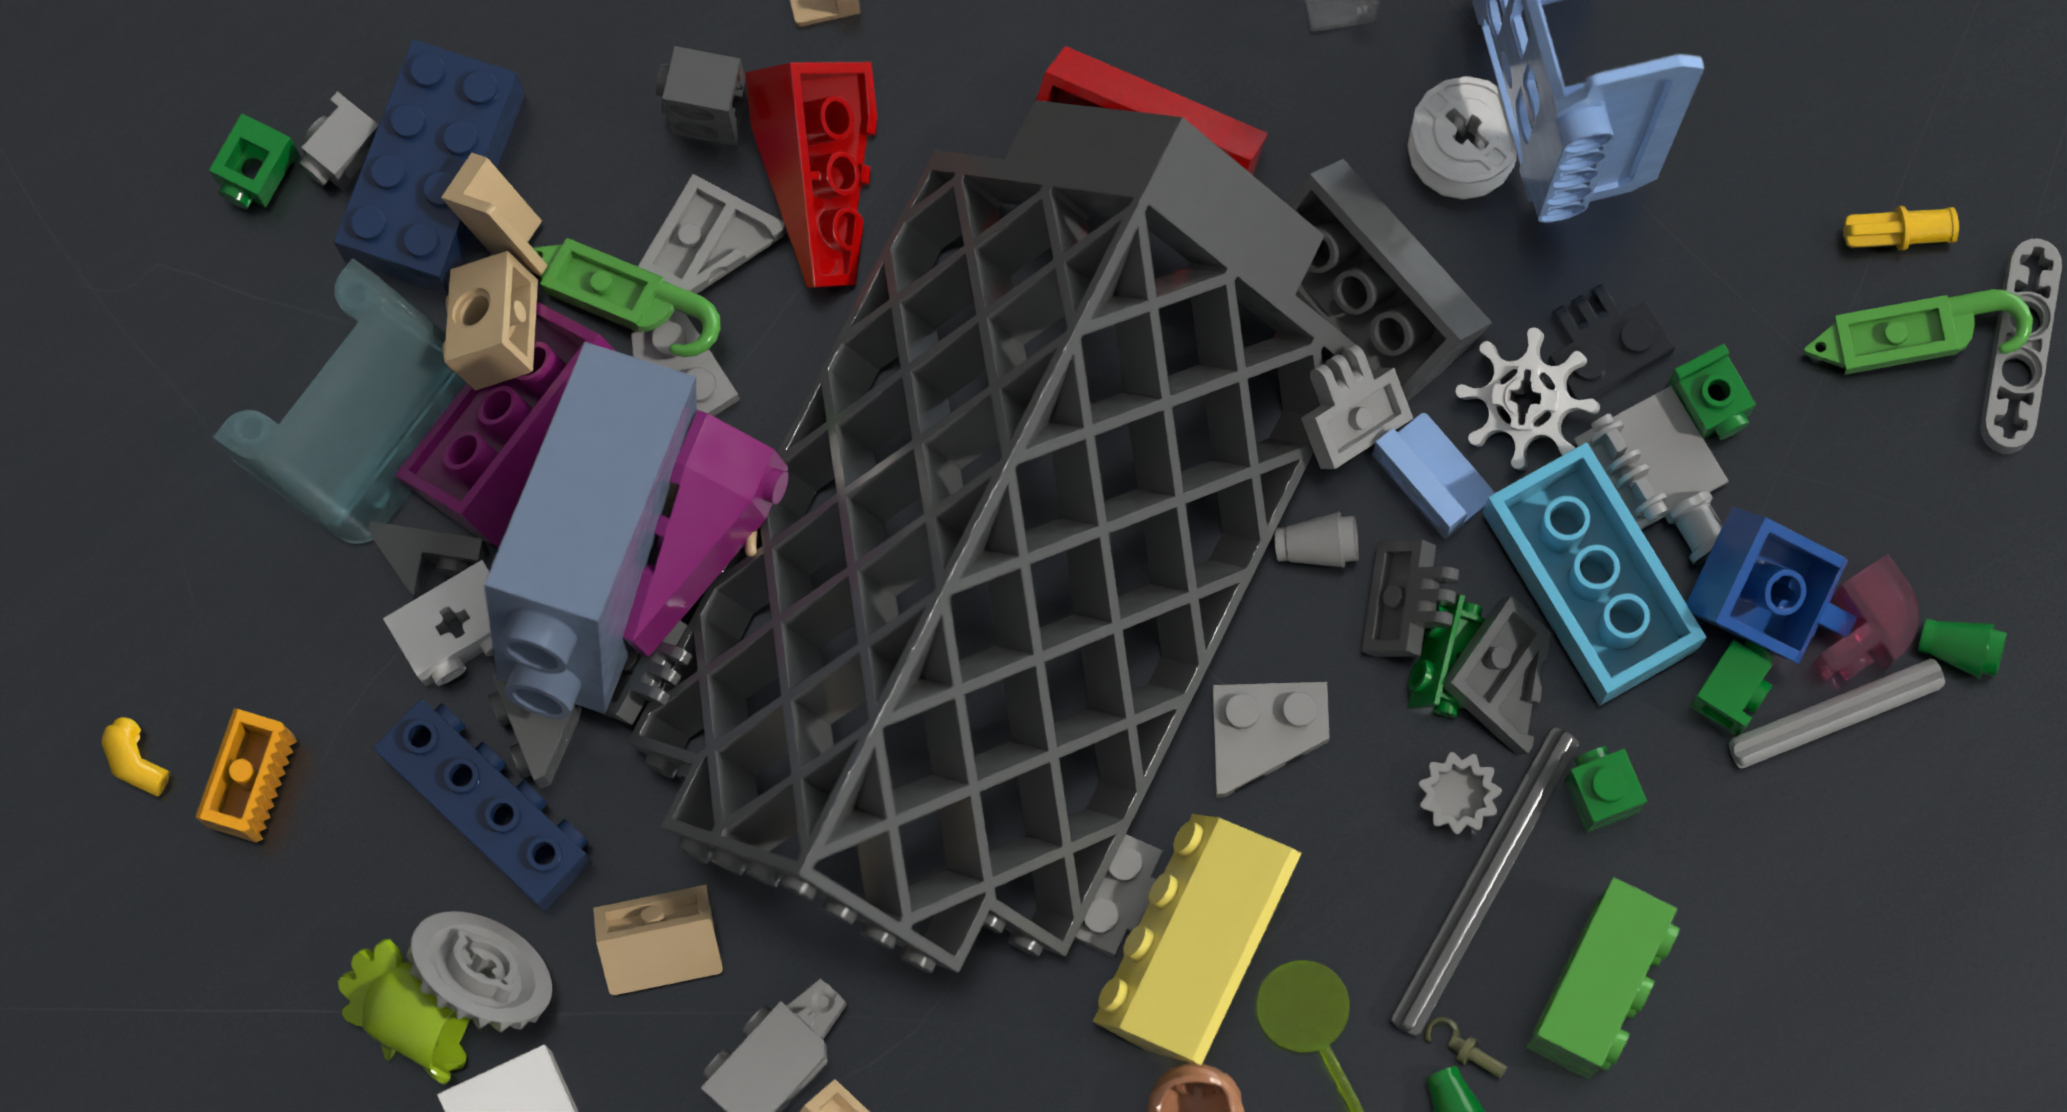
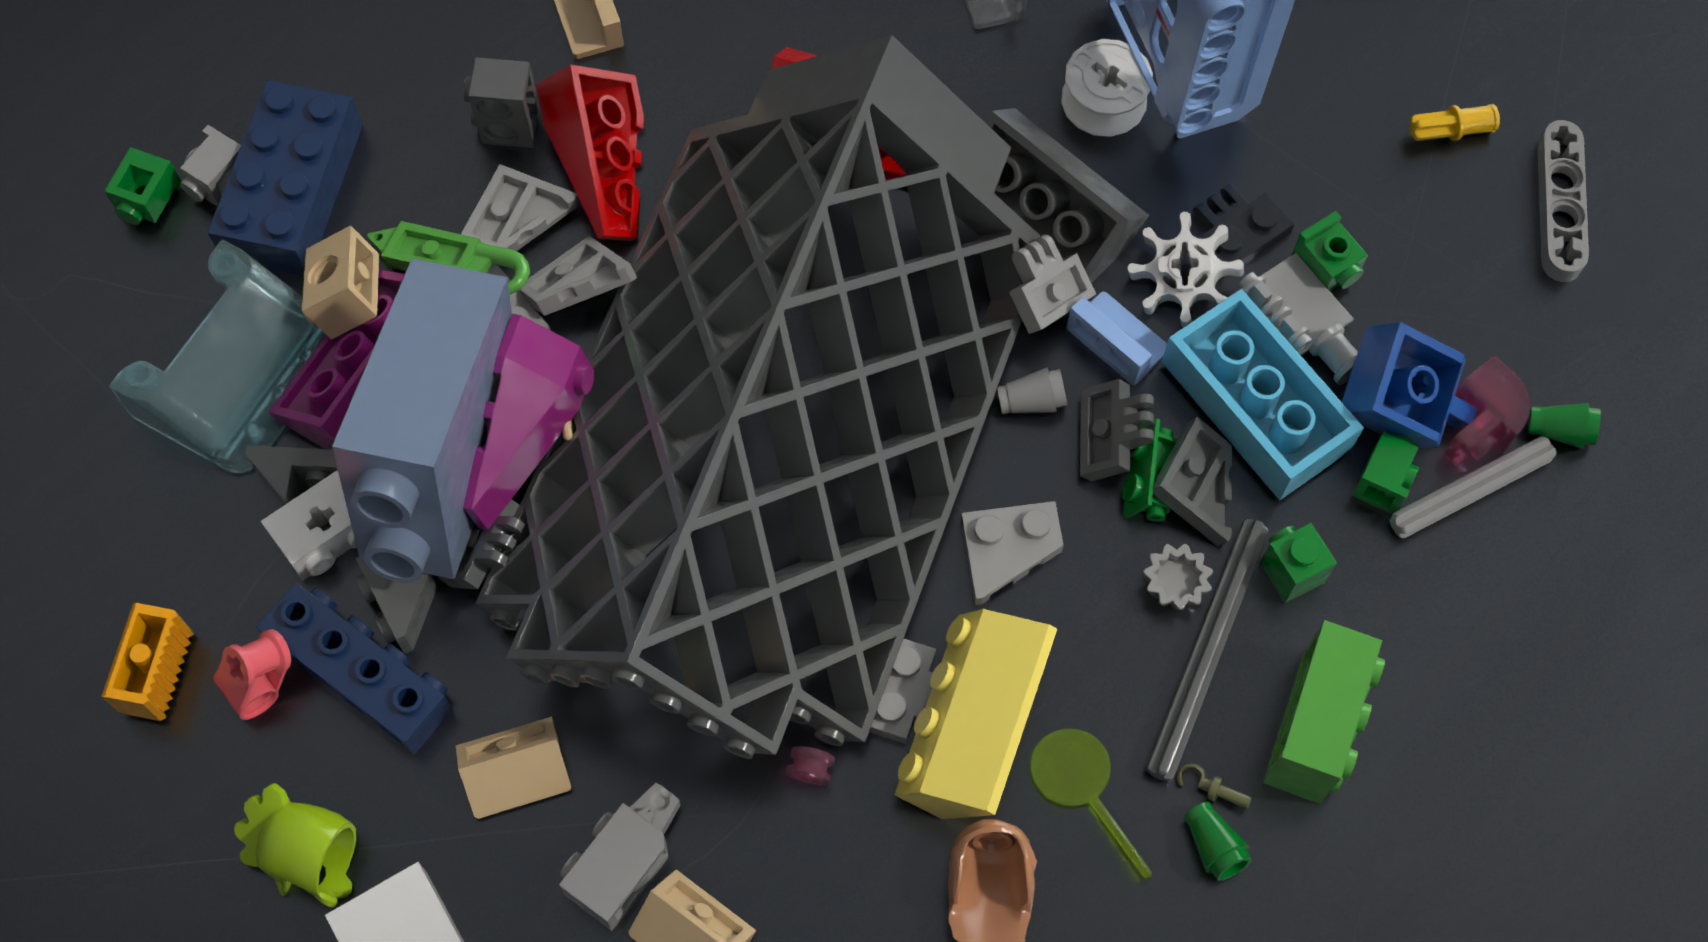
camera: 10 degrees left, 10 degrees down
(124, 759) = (44, 663): yellow arm -> none
(367, 803) = (253, 673): none -> coral piece
(453, 952) = (357, 803): light grey gear -> none
(494, 211) = (338, 198): tan panel -> none
(777, 336) = (577, 276): none -> light grey wing
(1000, 975) = (810, 765): none -> clear pink bush
(1915, 330) = (1480, 193): bright green plate -> none

